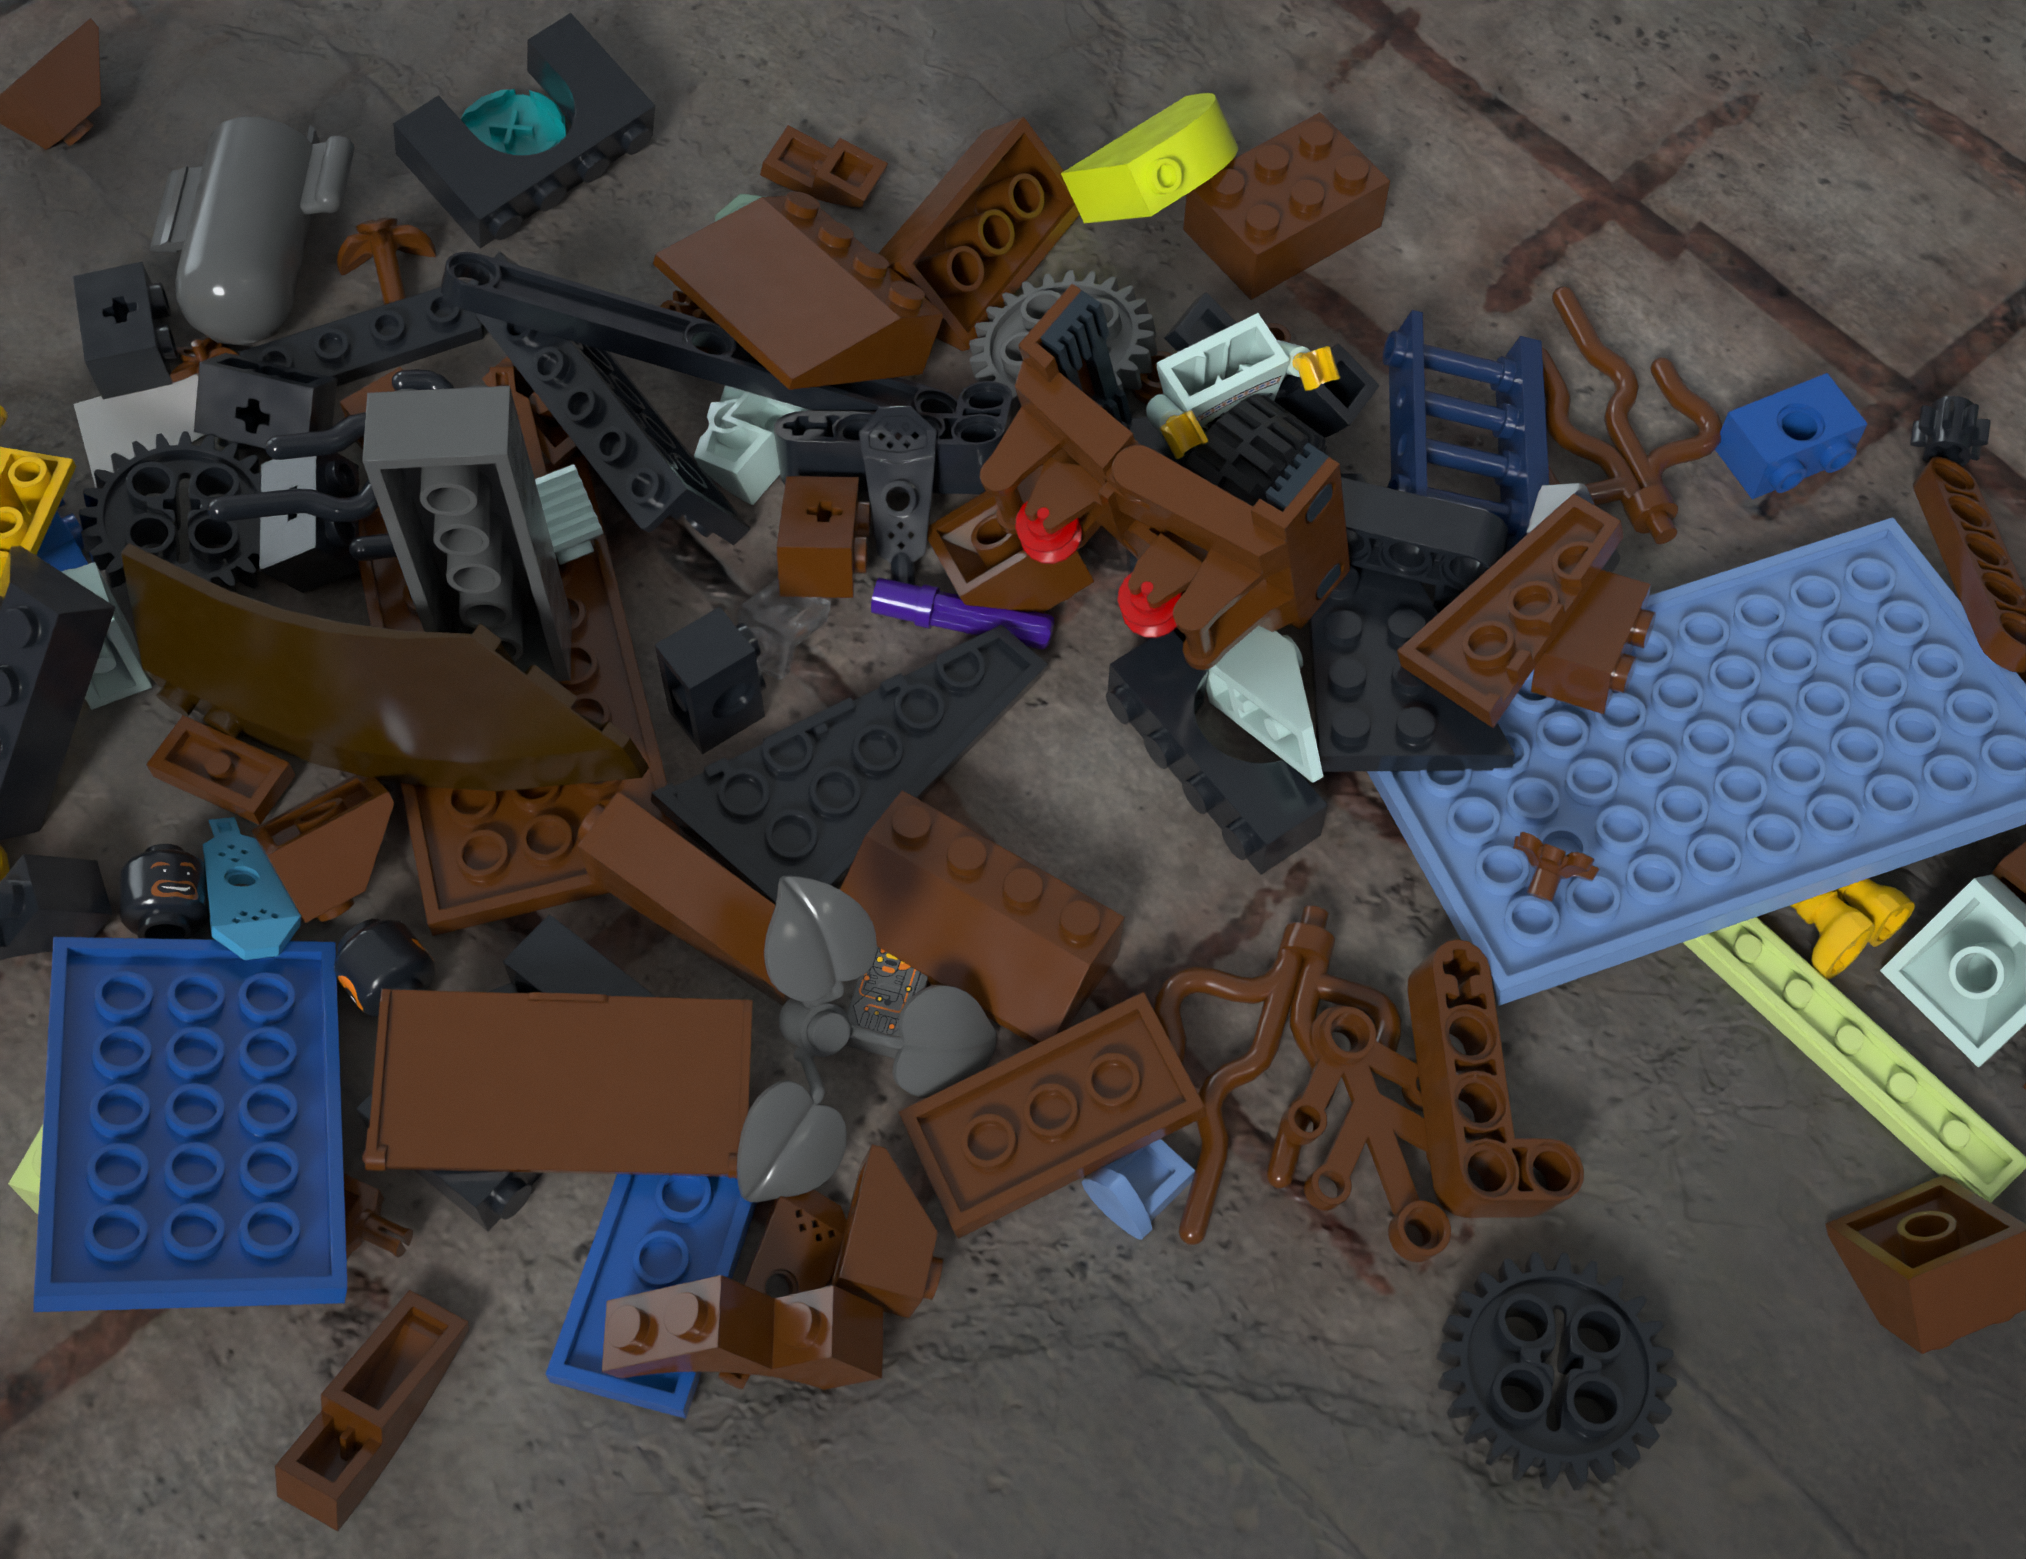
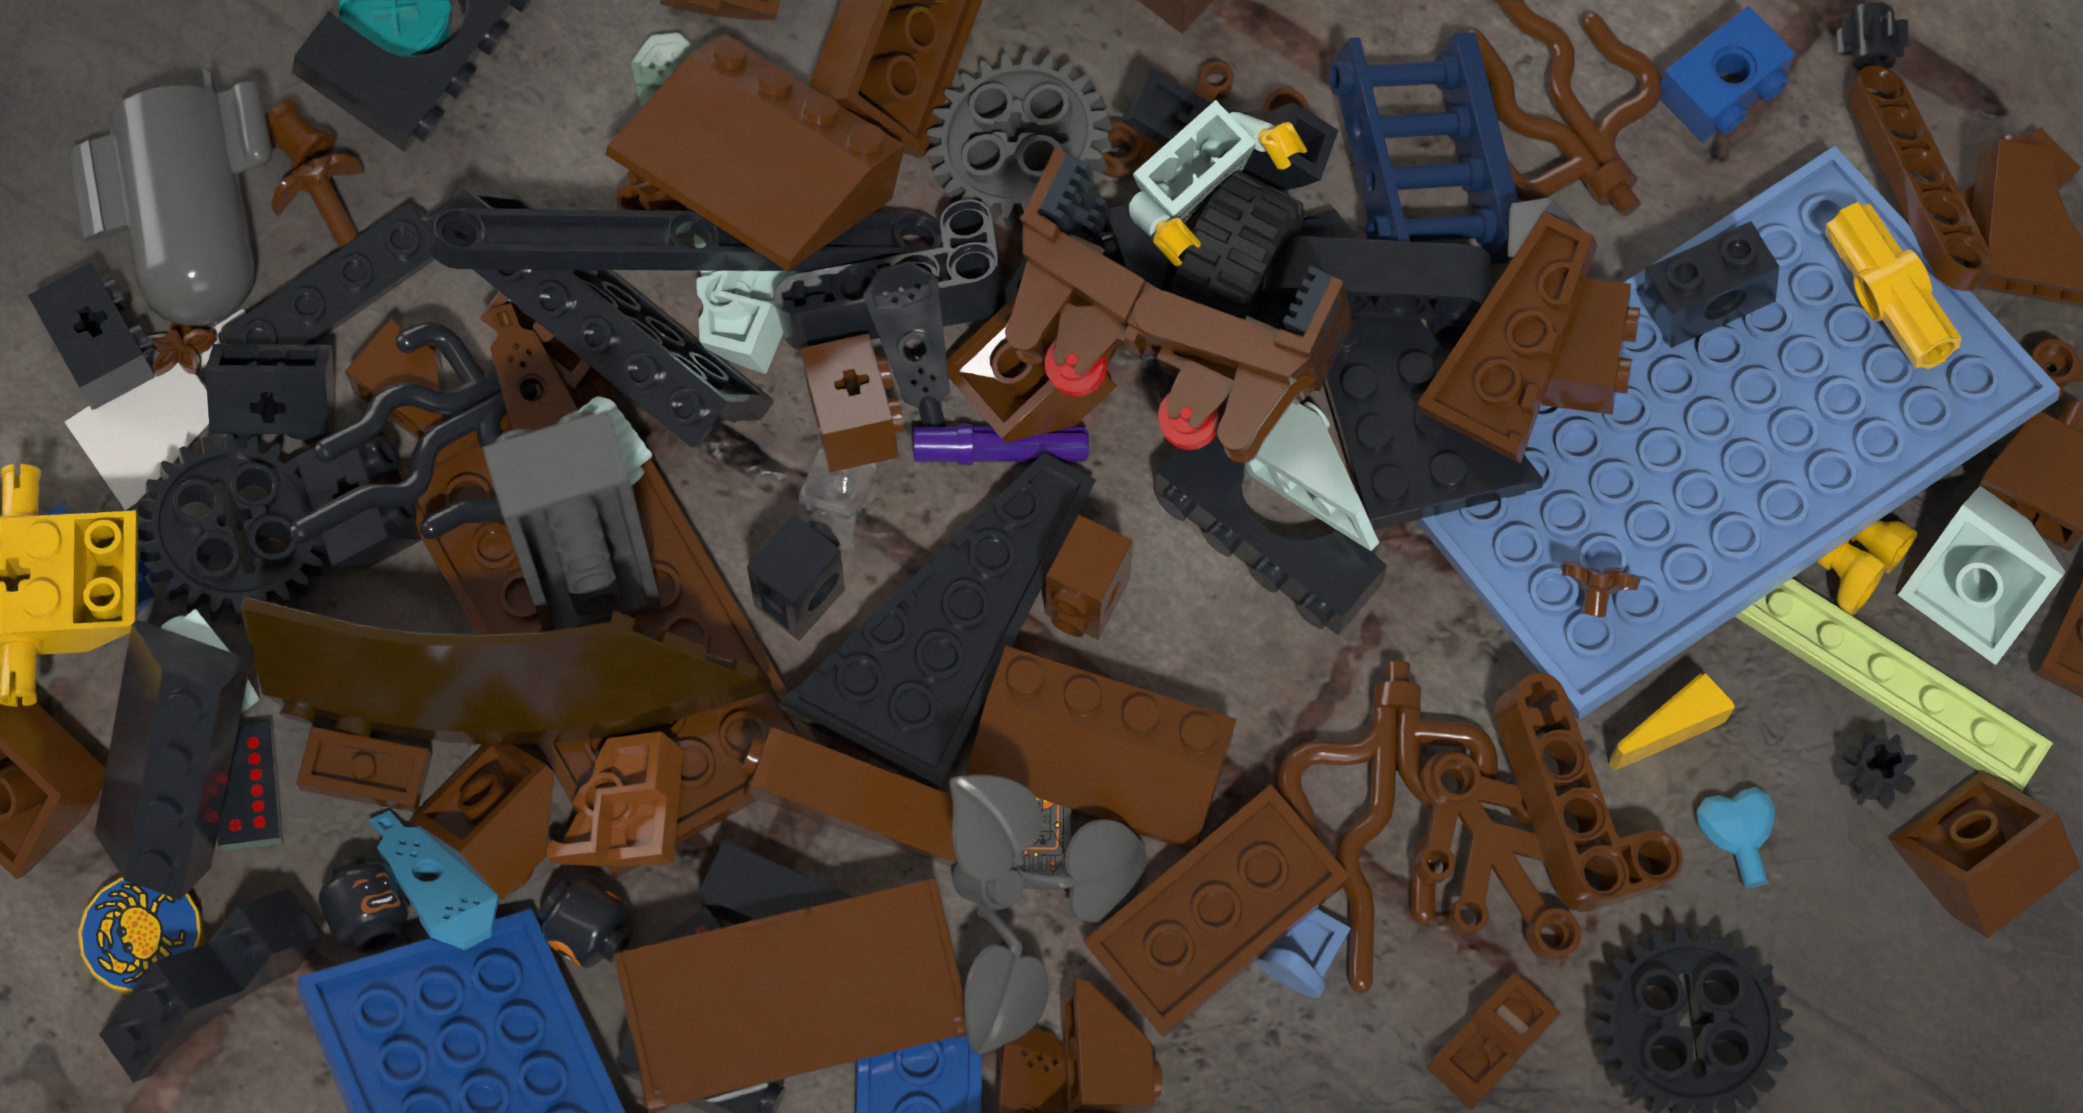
camera: 15 degrees left, 10 degrees up
(101, 761) = (252, 794): none -> black tile
(374, 198) = (296, 135): none -> reddish brown bush
(463, 858) = (626, 806): none -> dark orange slope
(1009, 747) = (1087, 578): none -> reddish brown brick
(1324, 1332) = (1493, 1040): none -> reddish brown slope
(1616, 1036) = (1687, 714): none -> yellow slope
(1656, 1170) = (1740, 828): none -> dark azure rock
(1736, 606) = (1711, 284): none -> black brick
(1826, 1142) = (1872, 784): none -> black gear
(1935, 647) = (1893, 286): none -> yellow piece

